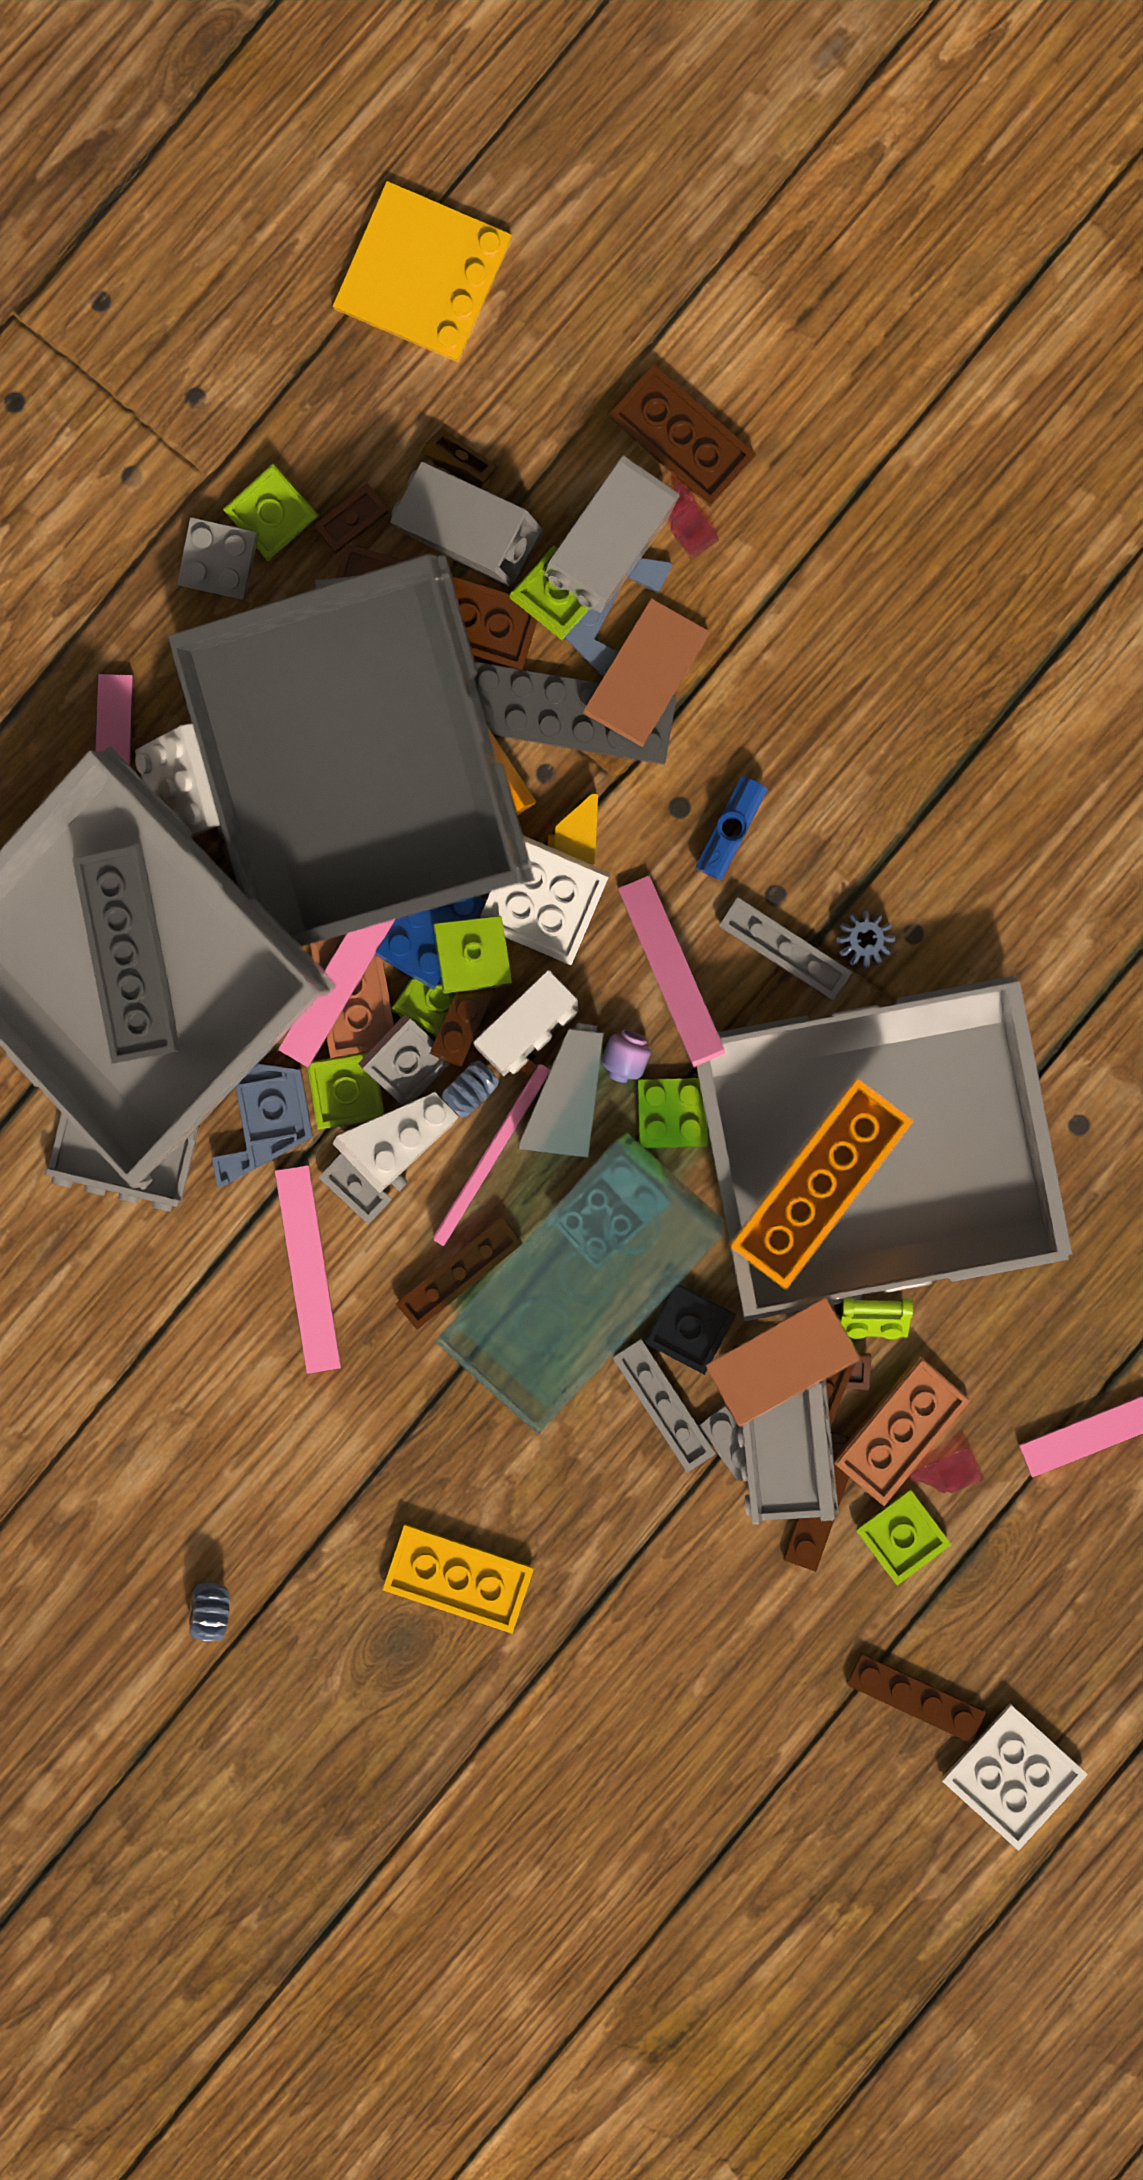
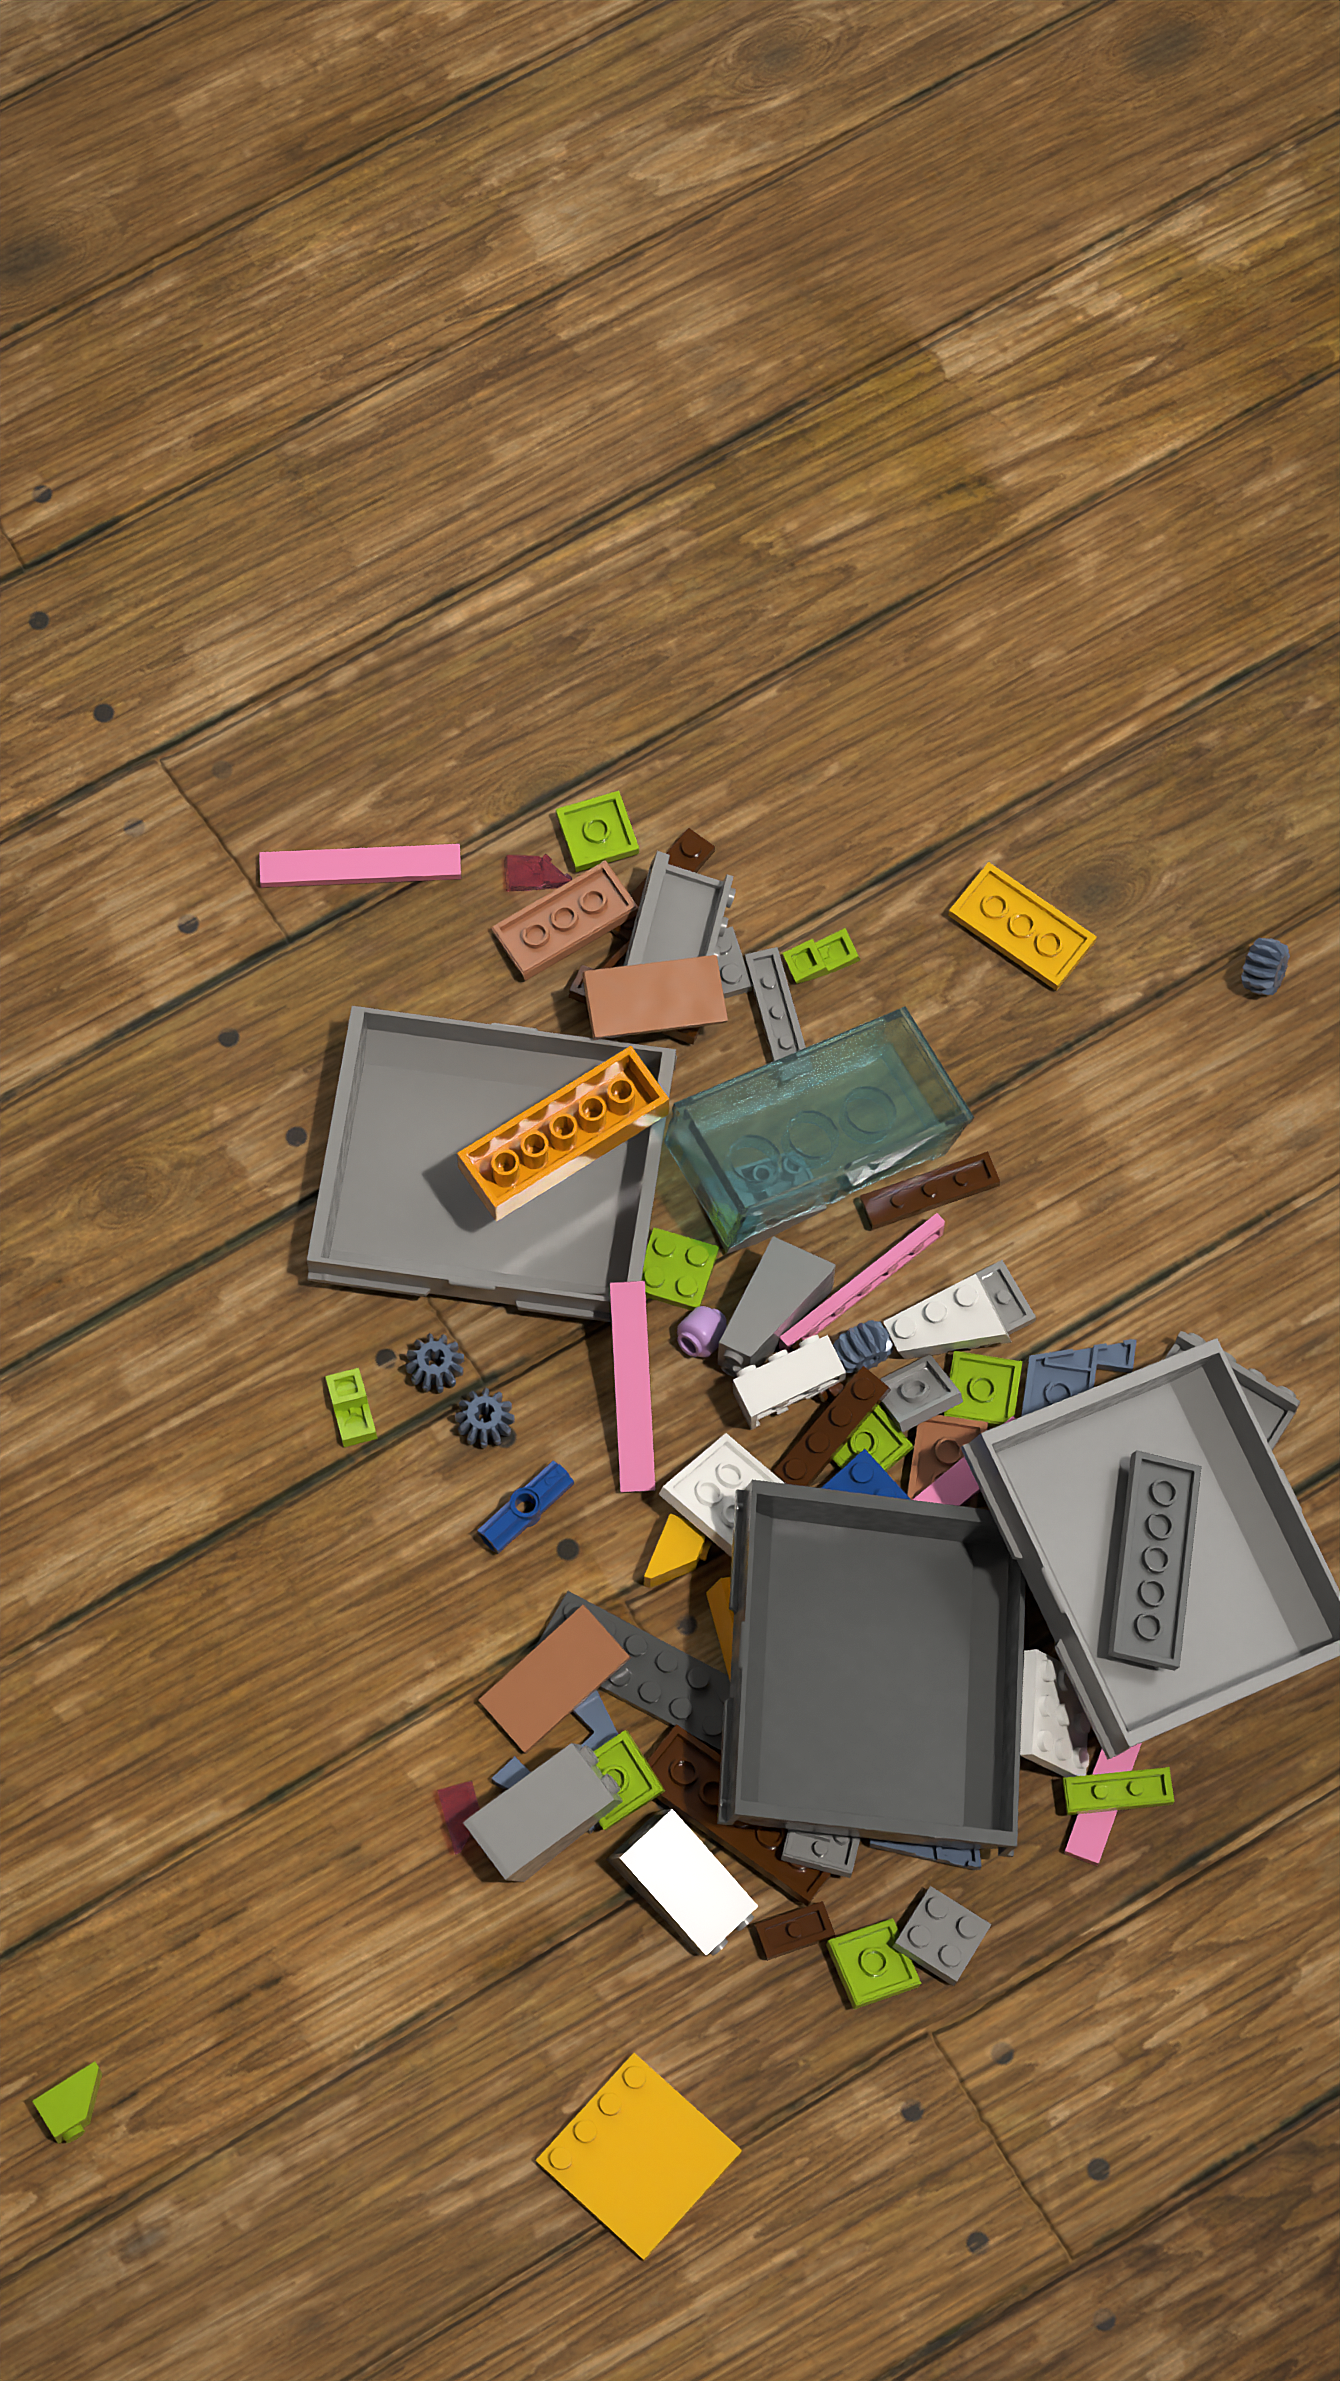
camera: 165 degrees left, 20 degrees down
(121, 734) = (1118, 1791): none -> lime tile
(308, 1269) = (1073, 1243): bright pink tile -> none
(458, 459) = (667, 1951): dark brown plate -> none
(472, 954) = (819, 1458): lime plate -> none
(642, 1480) = (822, 957): none -> lime slope
(682, 435) = (436, 1900): reddish brown plate -> none
(690, 1328) = (721, 1061): black plate -> none
(785, 949) = (515, 1380): light grey plate -> none
(811, 902) = (484, 1405): none -> sand blue gear
(876, 1318) = (542, 1016): lime plate -> none
(916, 1698) = (636, 696): reddish brown plate -> none
(928, 872) = (351, 1407): none -> lime slope
(940, 138) = (70, 2104): none -> lime slope
(1014, 1776) = (572, 602): white plate -> none

